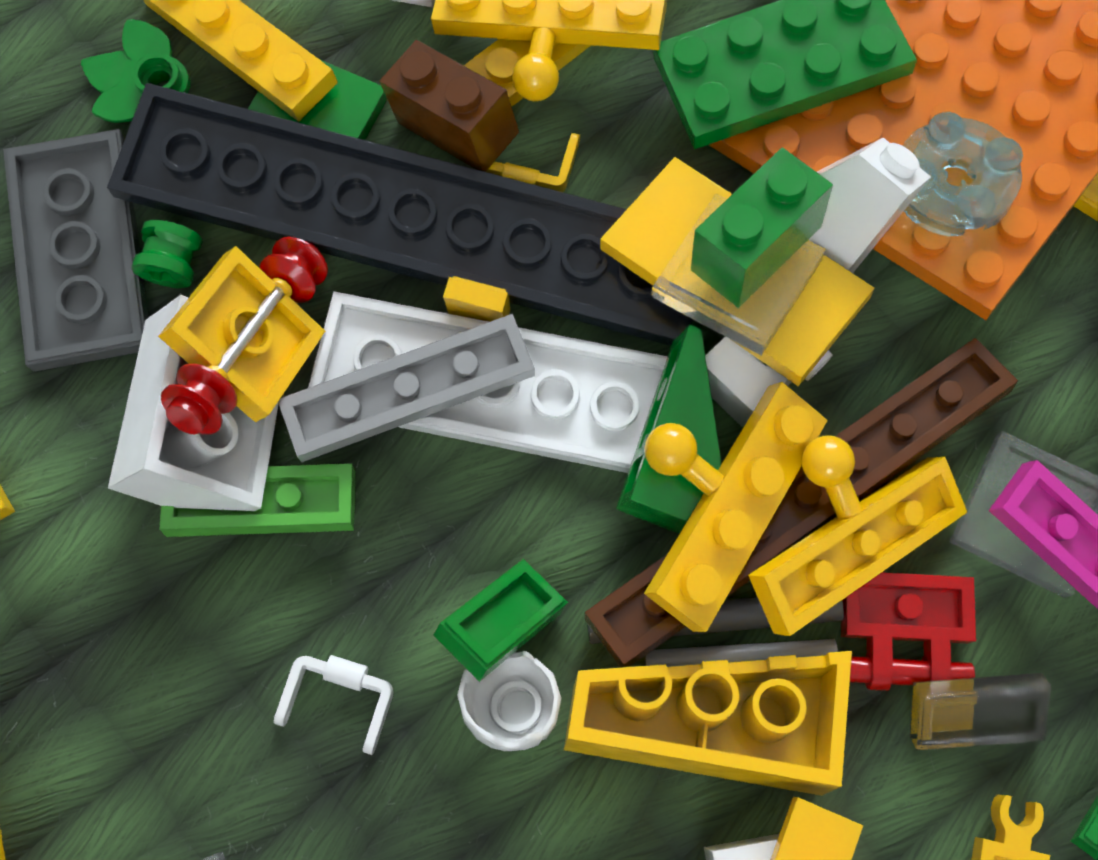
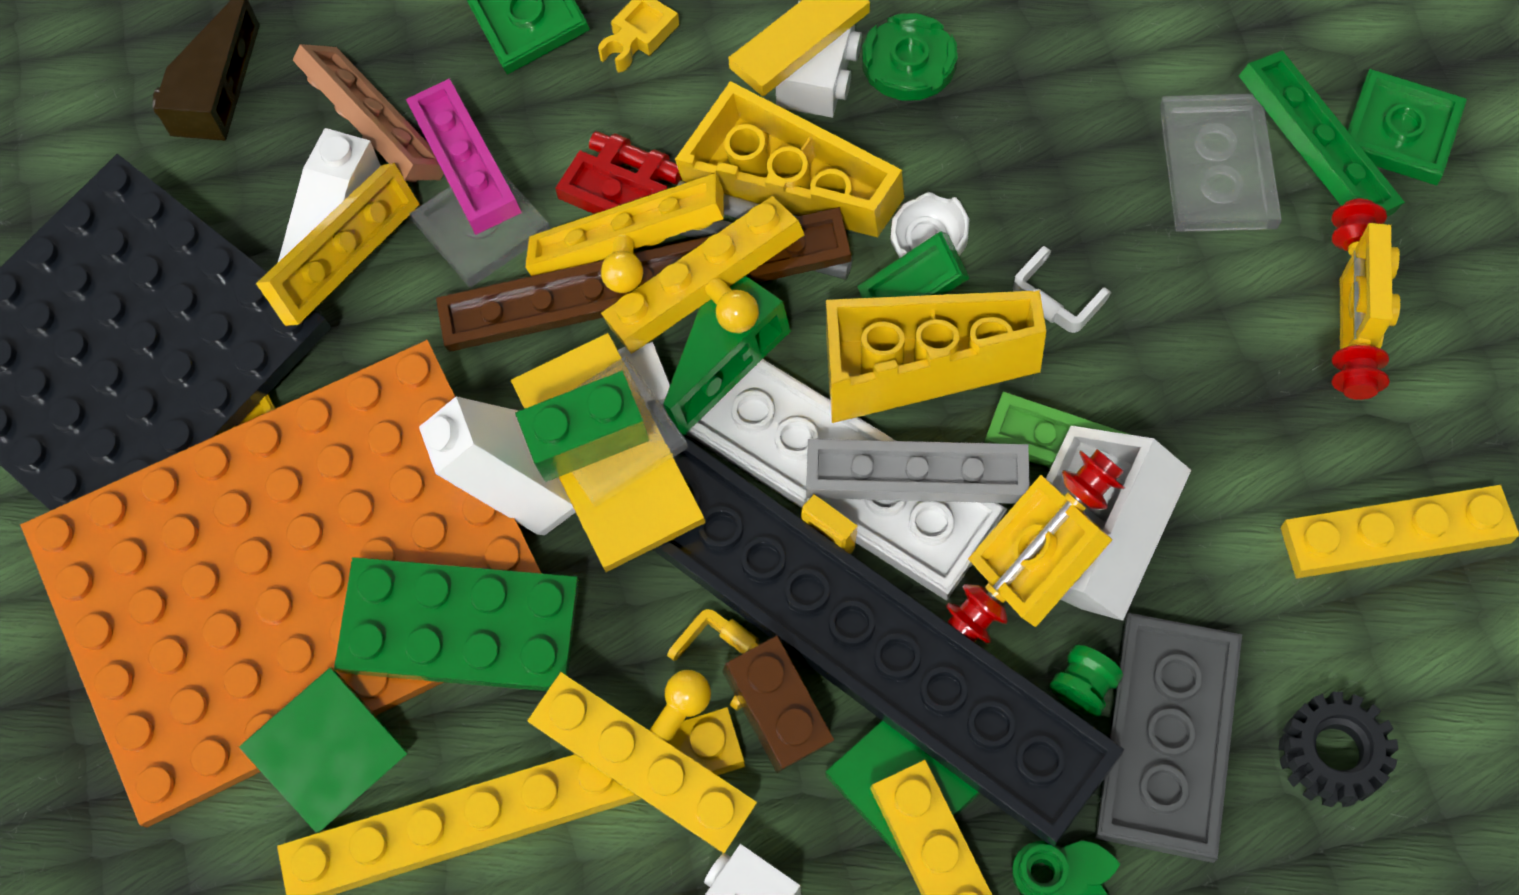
camera: 150 degrees left, 10 degrees down
(464, 526) = (928, 347): none -> yellow wedge
(979, 711) = (603, 114): clear smoke tile -> none
(985, 156) = (357, 432): clear light blue plate -> none

